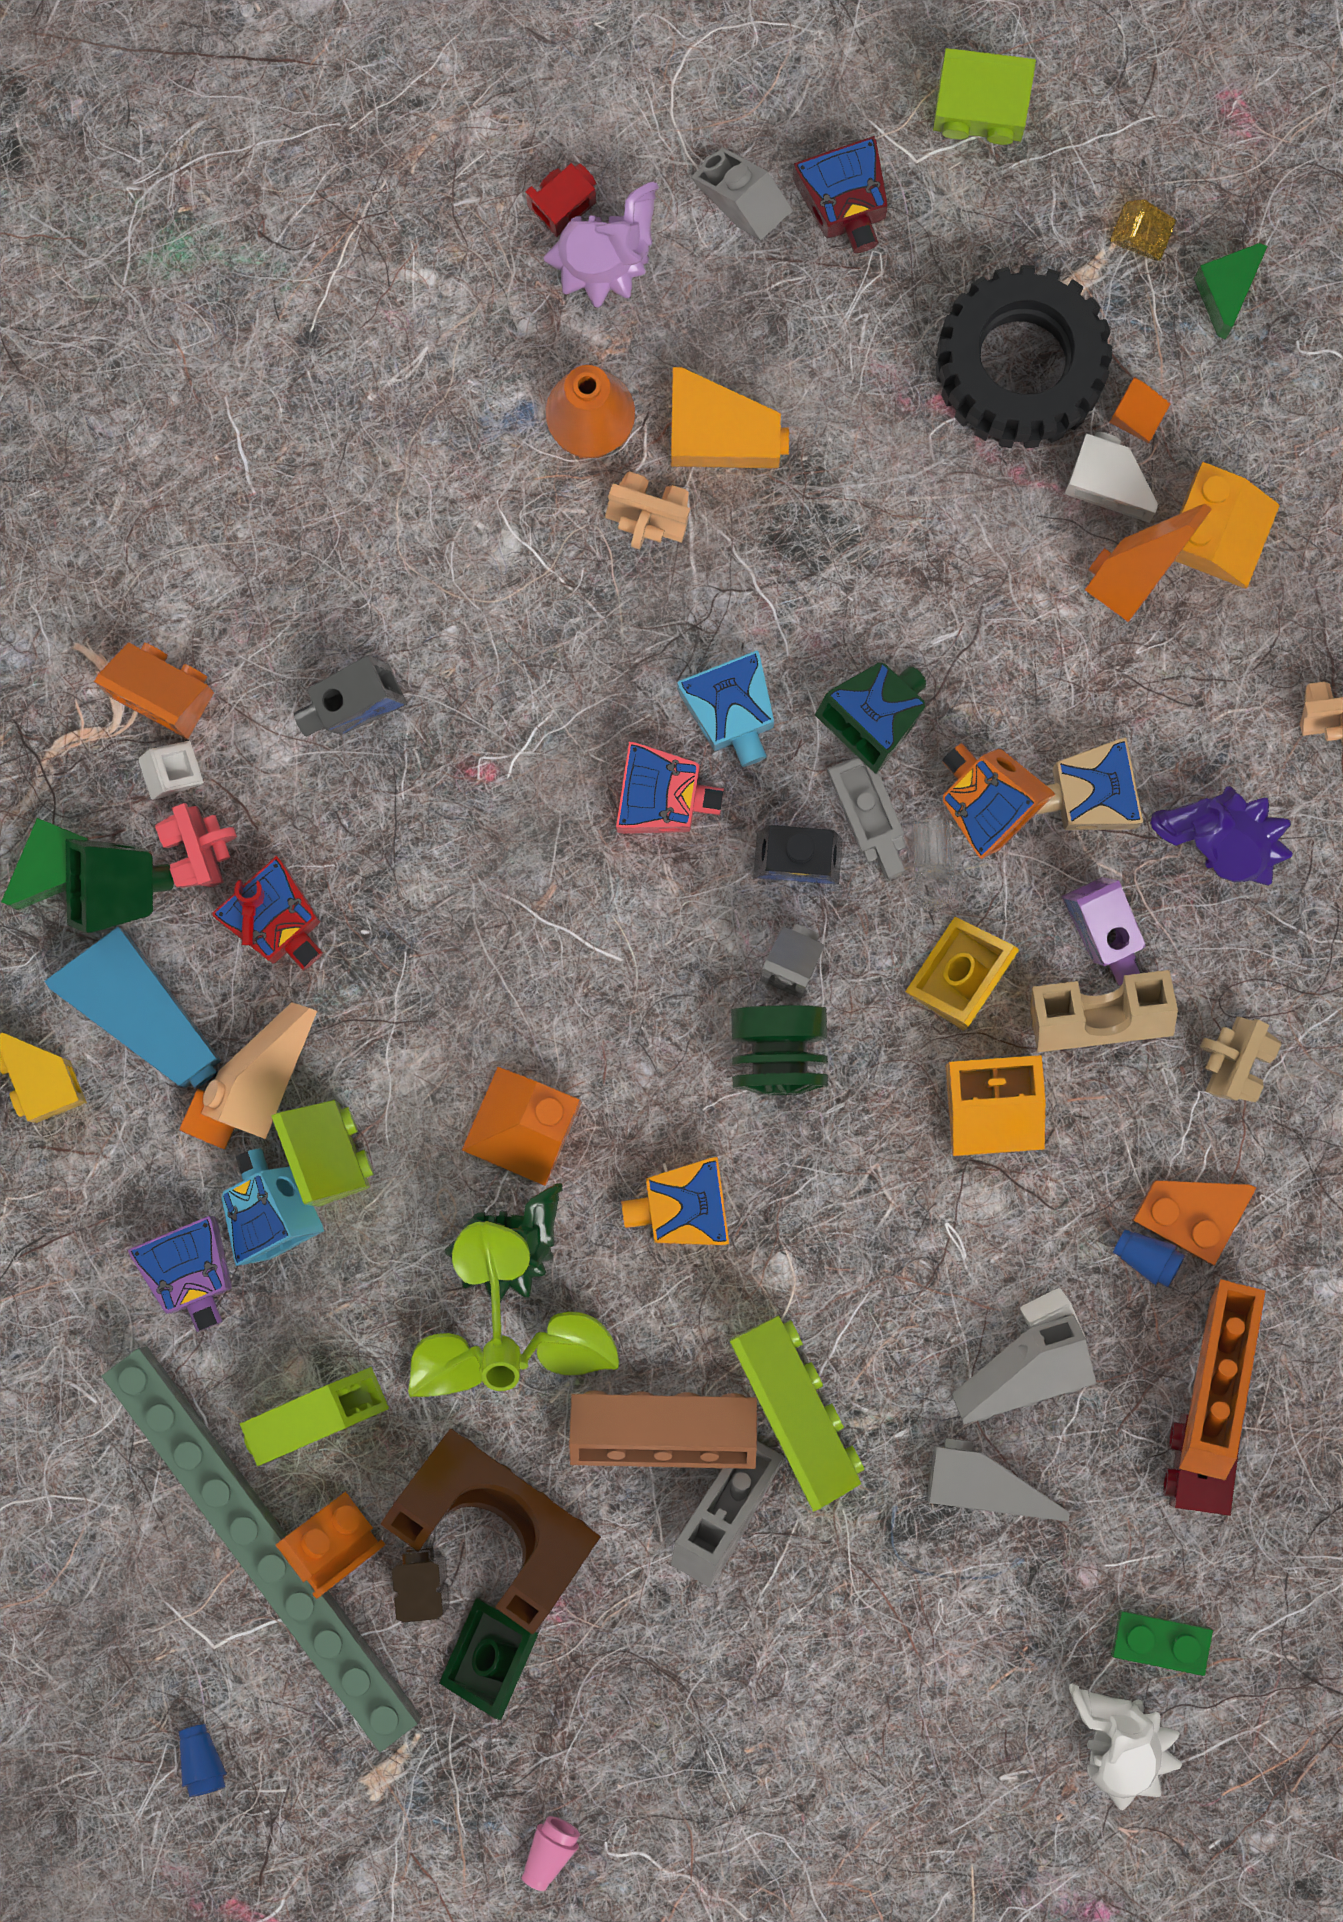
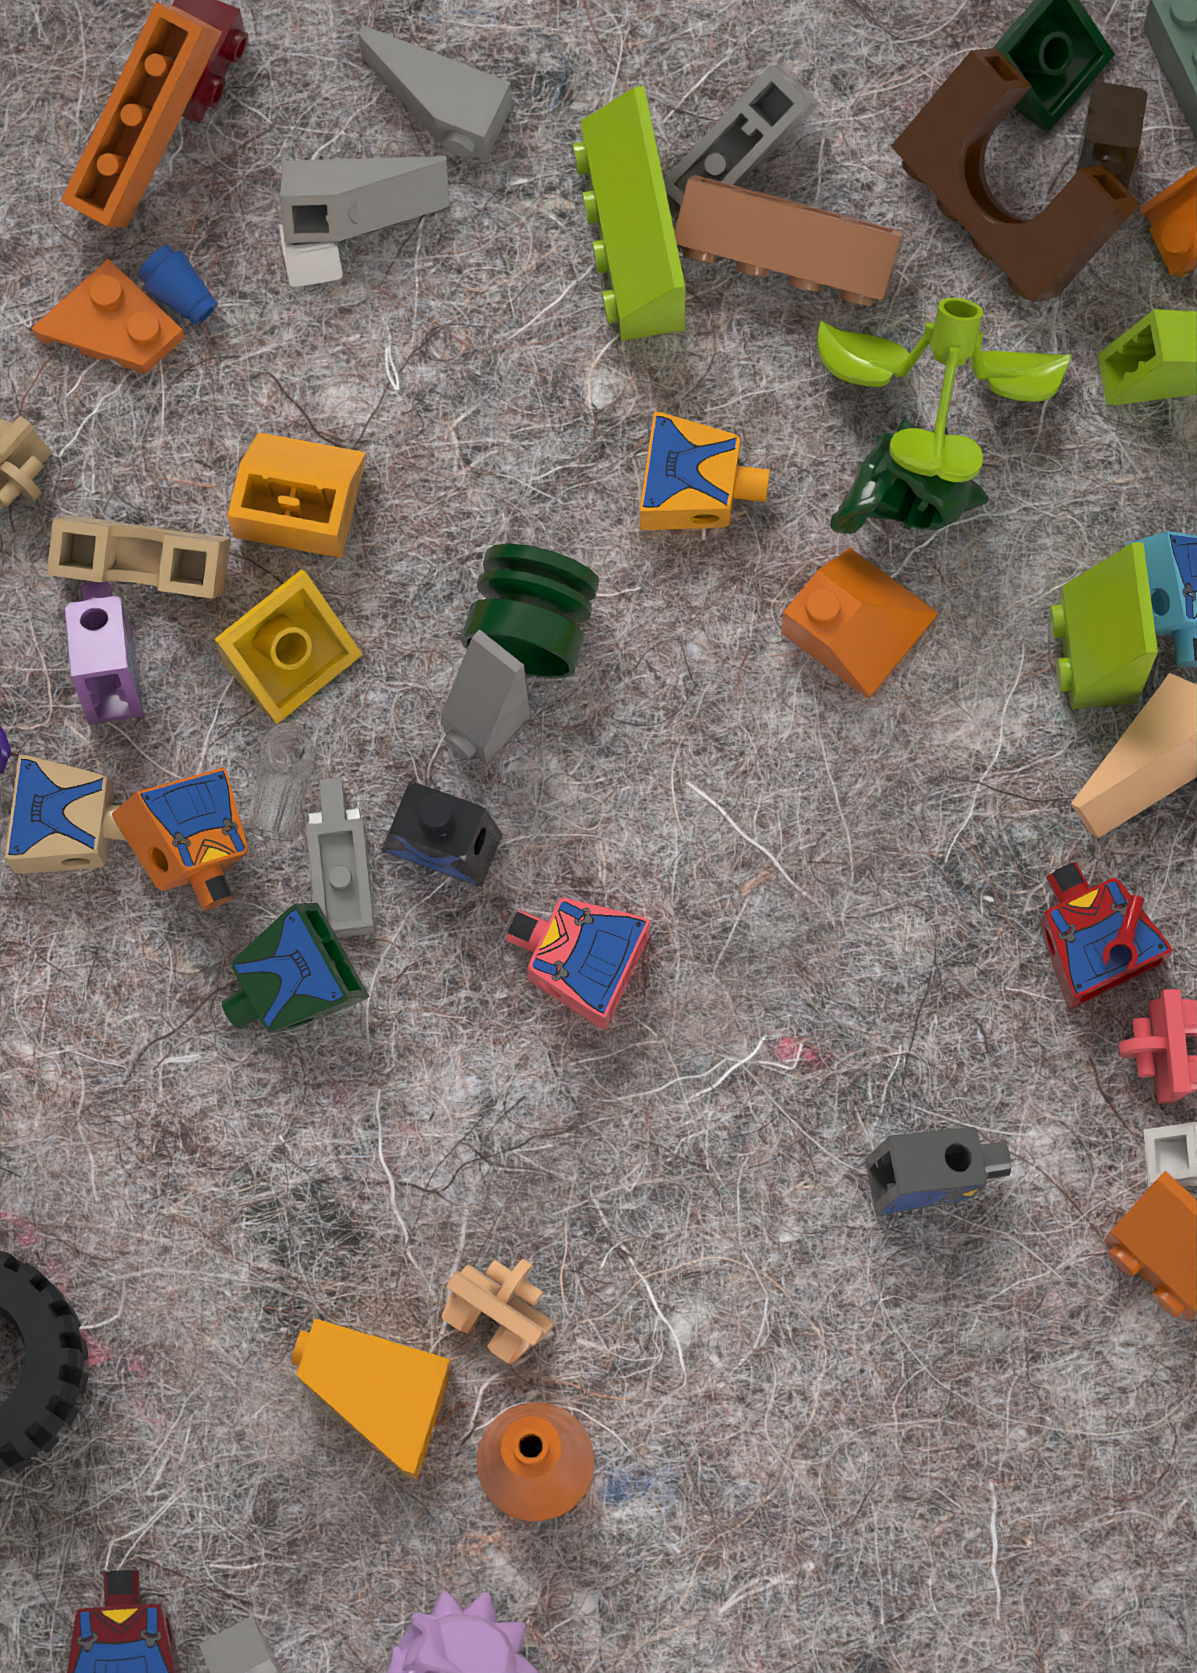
camera: 165 degrees left, 10 degrees down
(731, 706) = (466, 1037): torso -> none

